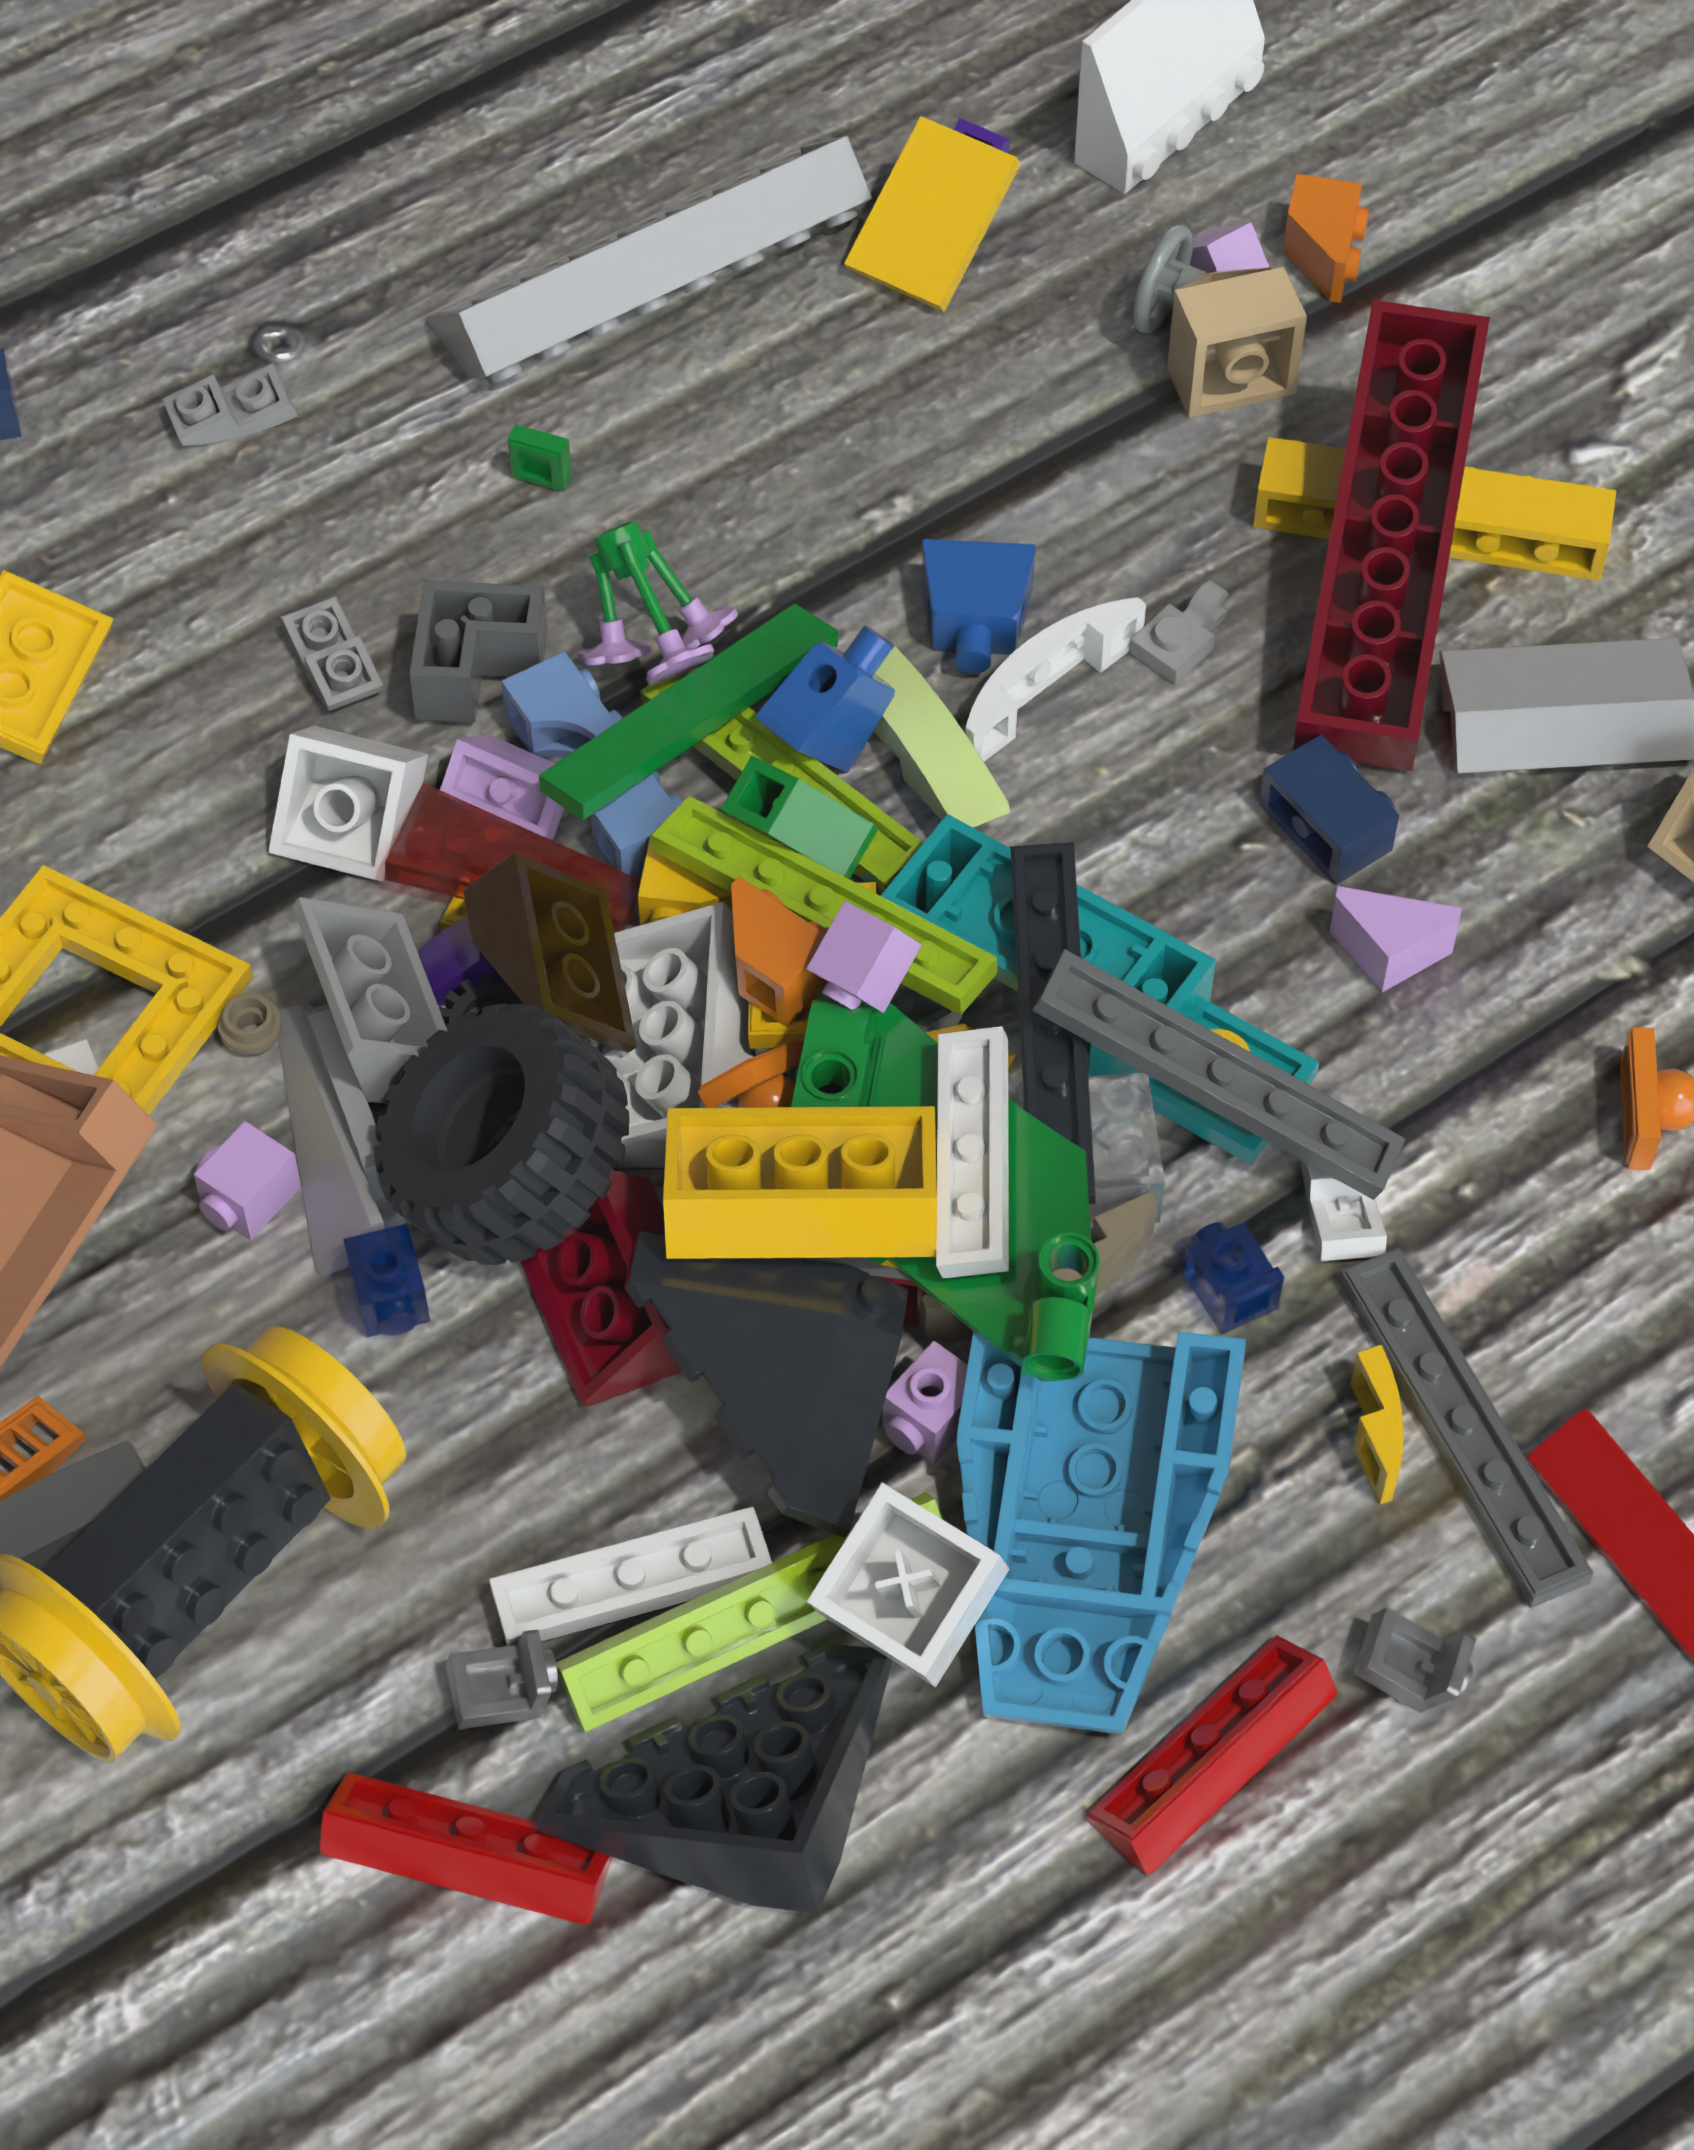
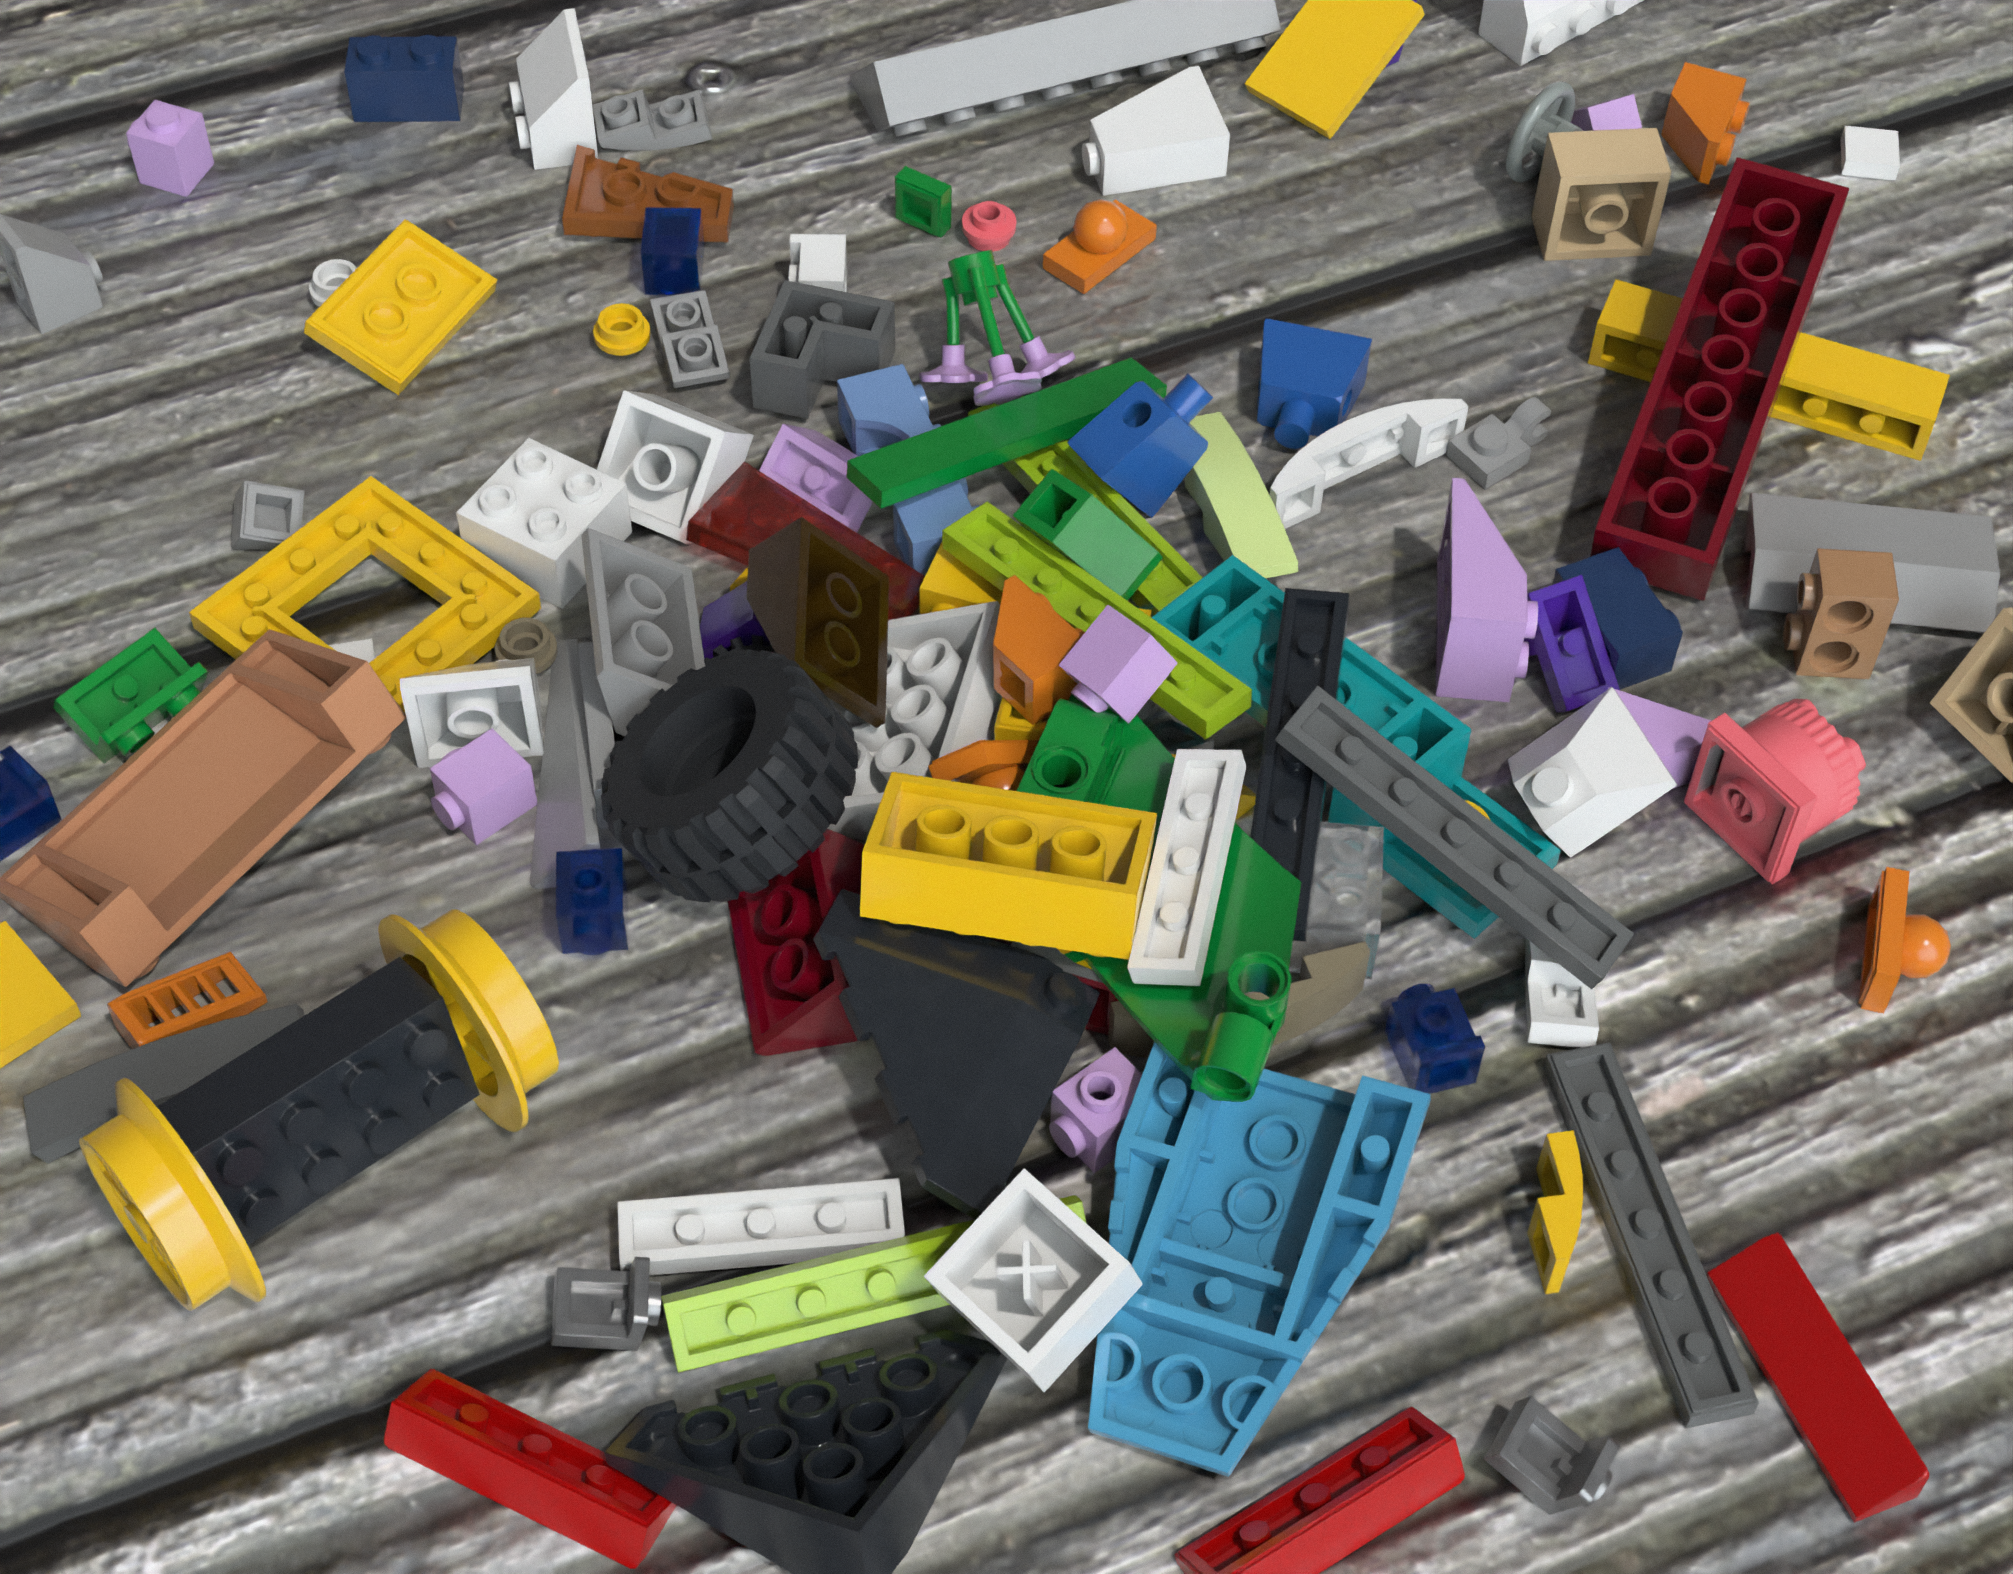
camera: 10 degrees right, 5 degrees down
(125, 399) = (554, 95): none -> white slope
(216, 1096) = (466, 701): none -> white slope
(237, 883) = (535, 514): none -> white brick
(238, 507) = (612, 199): none -> dark orange wing
(256, 644) = (621, 330): none -> yellow plate
(291, 557) = (672, 250): none -> clear blue brick
(449, 549) = (819, 260): none -> white brick
(612, 472) = (989, 225): none -> coral plate
(731, 476) = (1102, 241): none -> orange tile
(769, 343) = (1159, 137): none -> white slope
(1194, 819) = (1479, 605): none -> lavender slope
(1287, 840) = (1570, 645): none -> dark purple slope
(1332, 978) = (1589, 773): none -> white slope
(1498, 242) = (1870, 153): none -> white tile
(1512, 958) = (1774, 782): none -> coral piece
(1550, 769) = (1842, 613): none -> medium nougat brick

